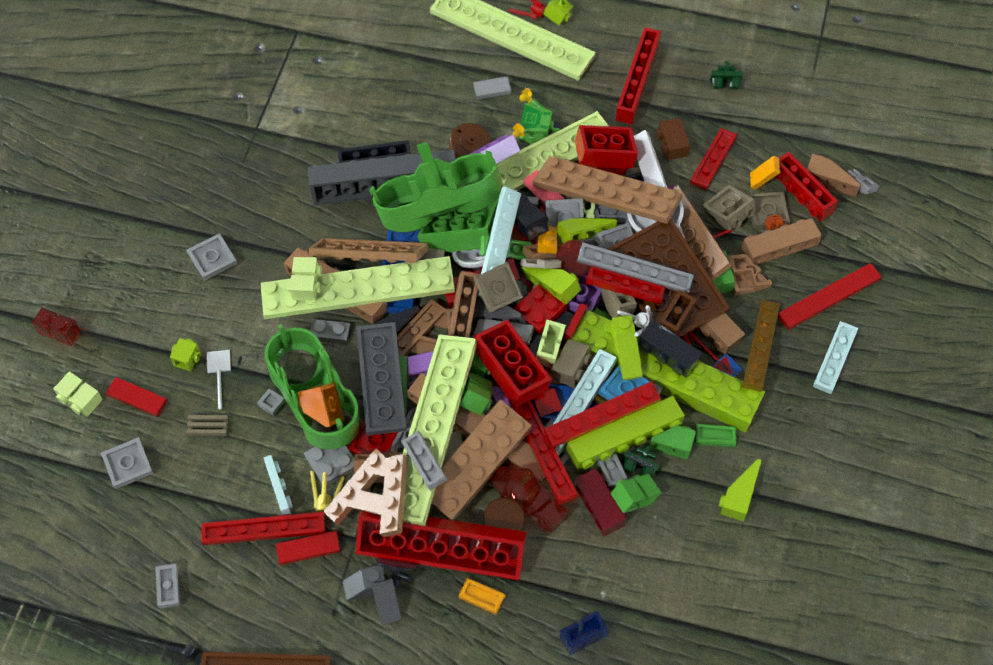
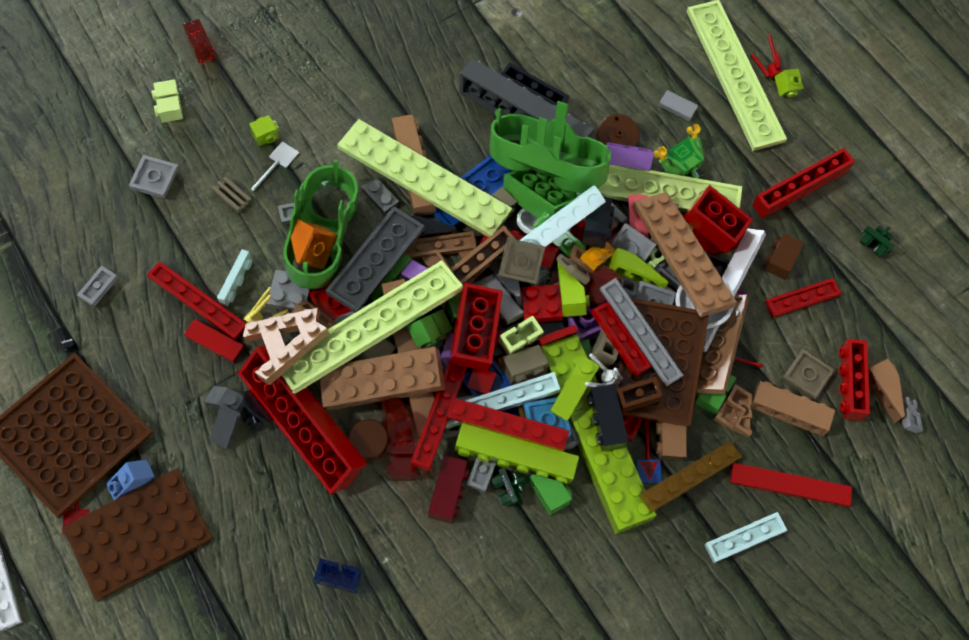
camera: 35 degrees right, 5 degrees up
(136, 397) = (205, 135): red tile -> none
(211, 257) = (349, 74): light grey plate -> none
(305, 281) = (384, 144): yellowish green piece -> none
(368, 249) = (460, 156): medium nougat plate -> none
(424, 460) = (337, 345): light grey tile -> none
(481, 596) = (297, 483): light orange tile -> none
(635, 492) = (484, 506): bright green piece -> none
(715, 435) = (588, 516): bright green tile -> none
(730, 207) = (776, 347): dark tan plate -> none
(739, 494) = (560, 577): lime slope -> none
(764, 172) = (831, 342): light orange tile -> none
(774, 222) = (800, 388): clear red tile -> none

